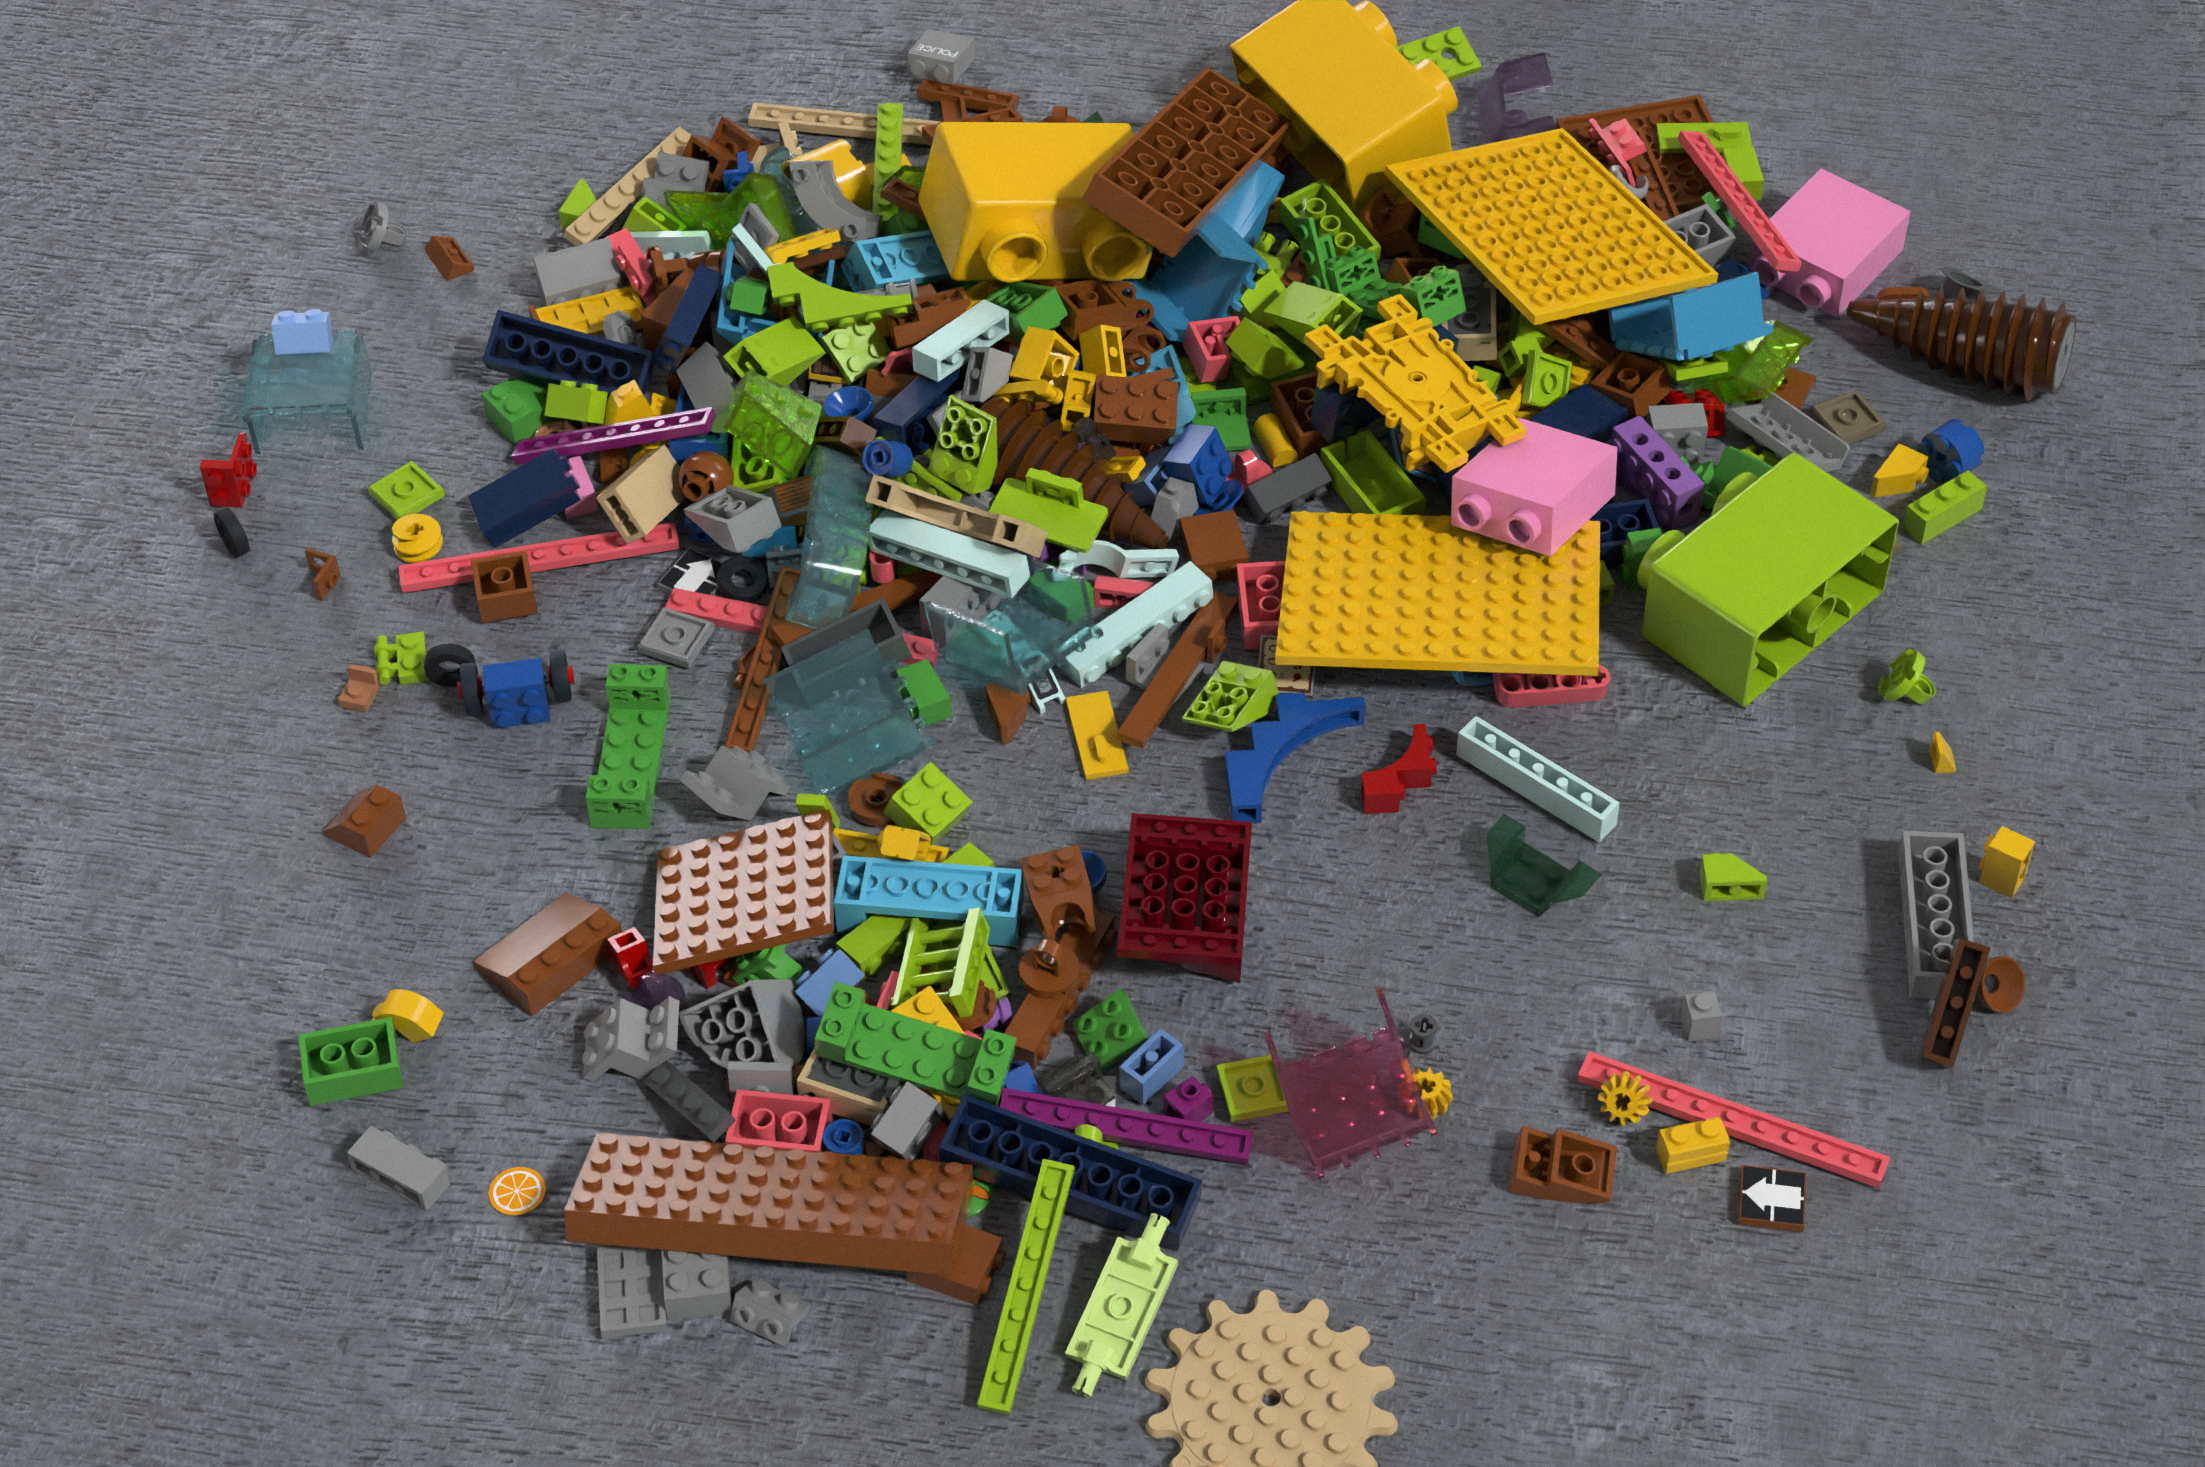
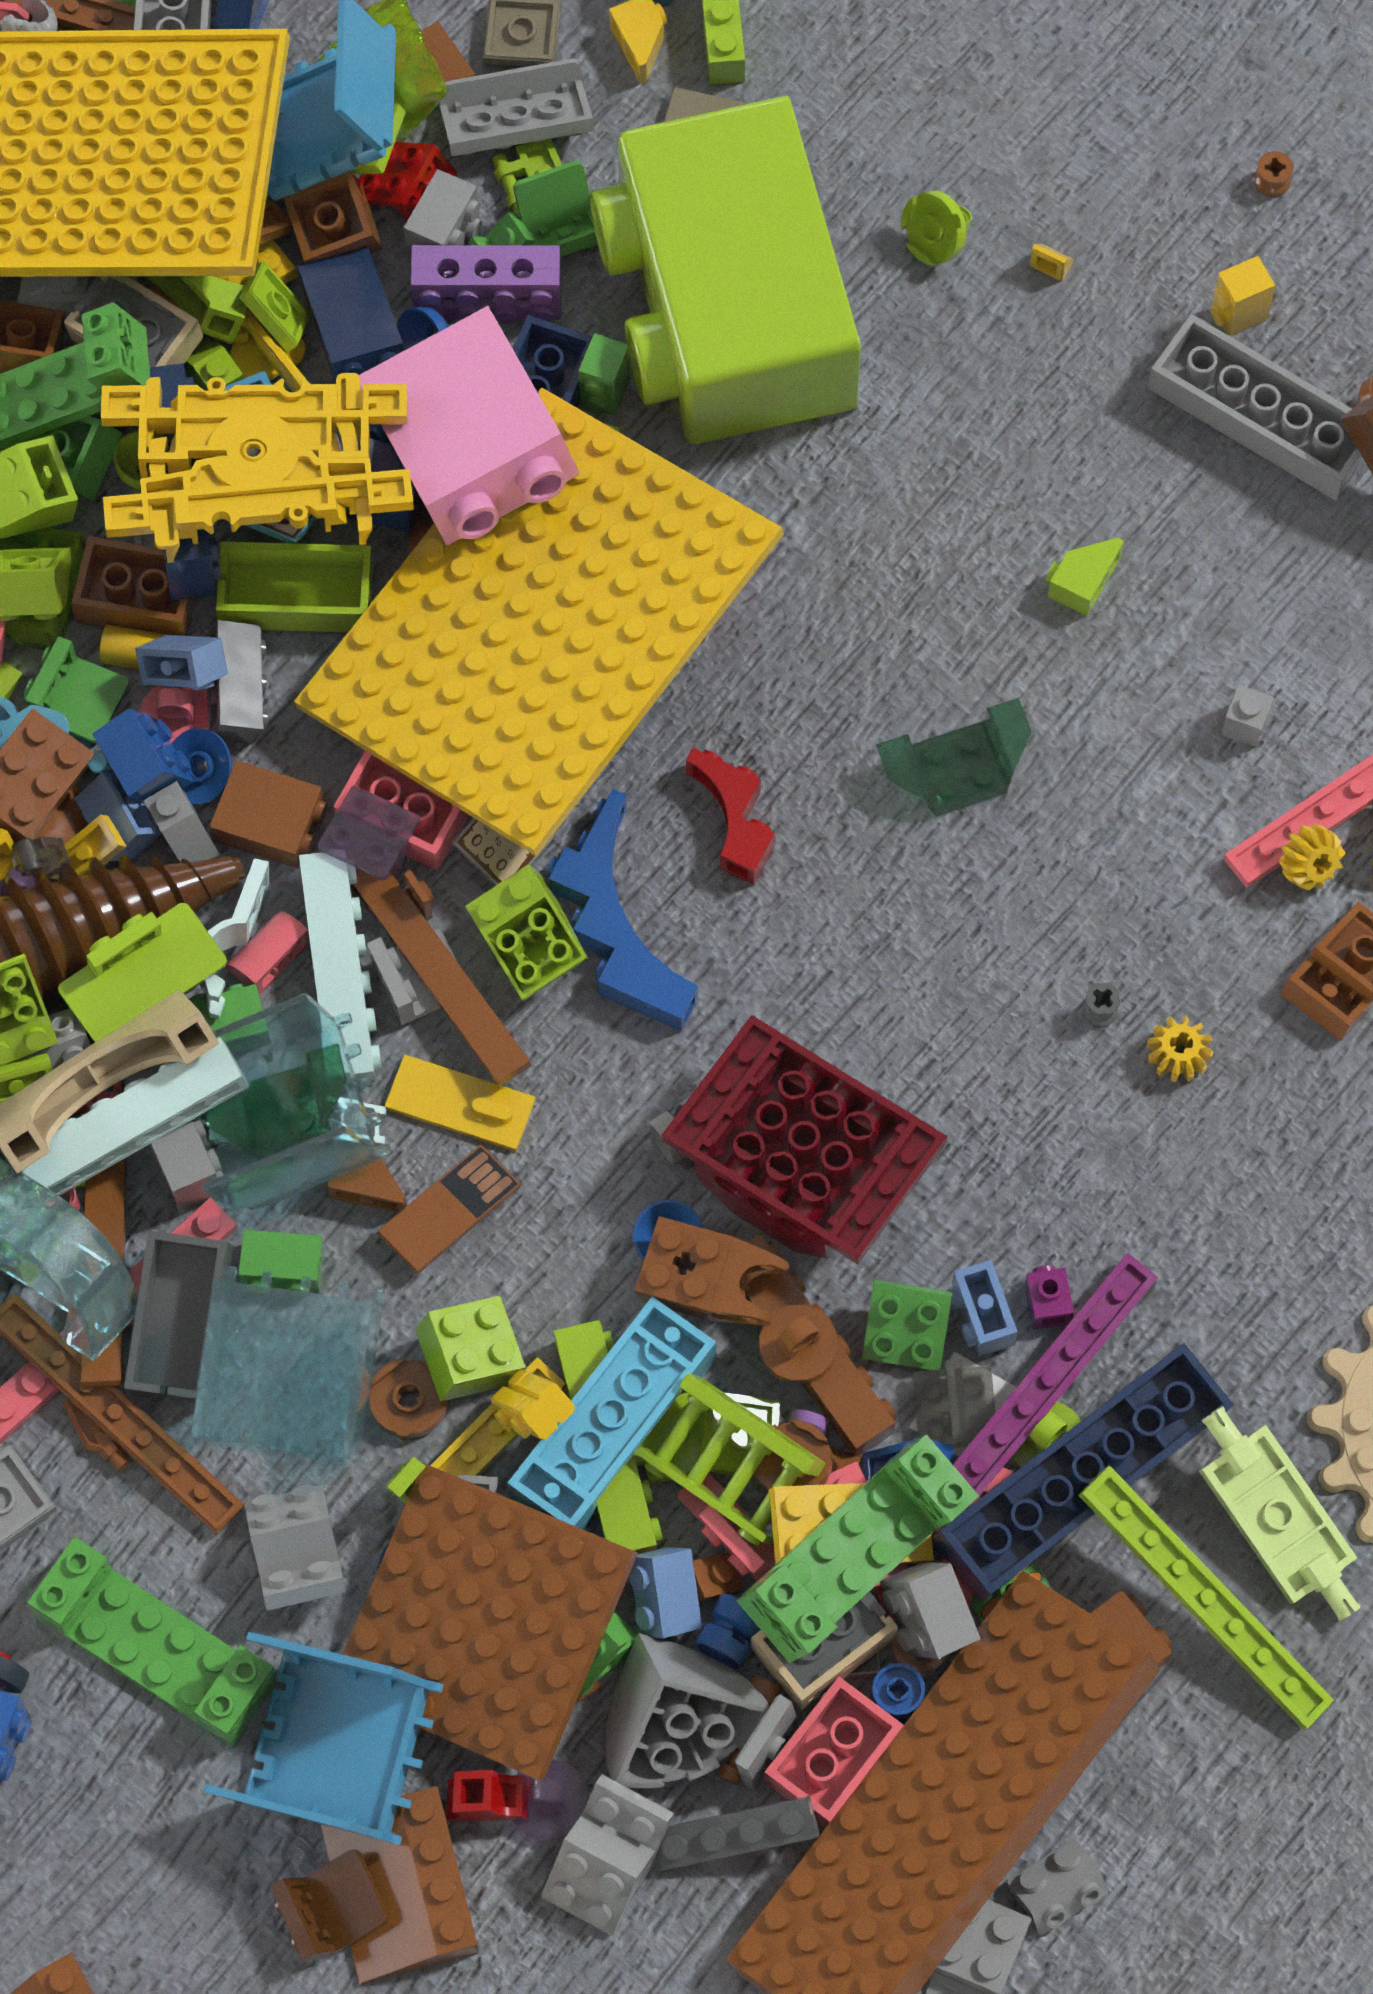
camera: 60 degrees left, 20 degrees up
(505, 914) = (330, 1906): none -> reddish brown bracket
(614, 863) = (336, 1741): none -> dark azure windscreen
(1019, 759) = (448, 1209): none -> dark orange piece
(1024, 630) = (283, 1106): none -> clear green piece
(1231, 588) = (369, 833): none -> clear purple bracket
(1251, 1088) = (1065, 1218): lime plate -> none
(1272, 447) = (182, 661): none -> medium blue brick
(1354, 1096) = (1154, 1118): clear pink windscreen -> none
(1537, 779) = (838, 679): light aqua brick -> none
(2119, 845) = (1267, 180): none -> dark orange wheel

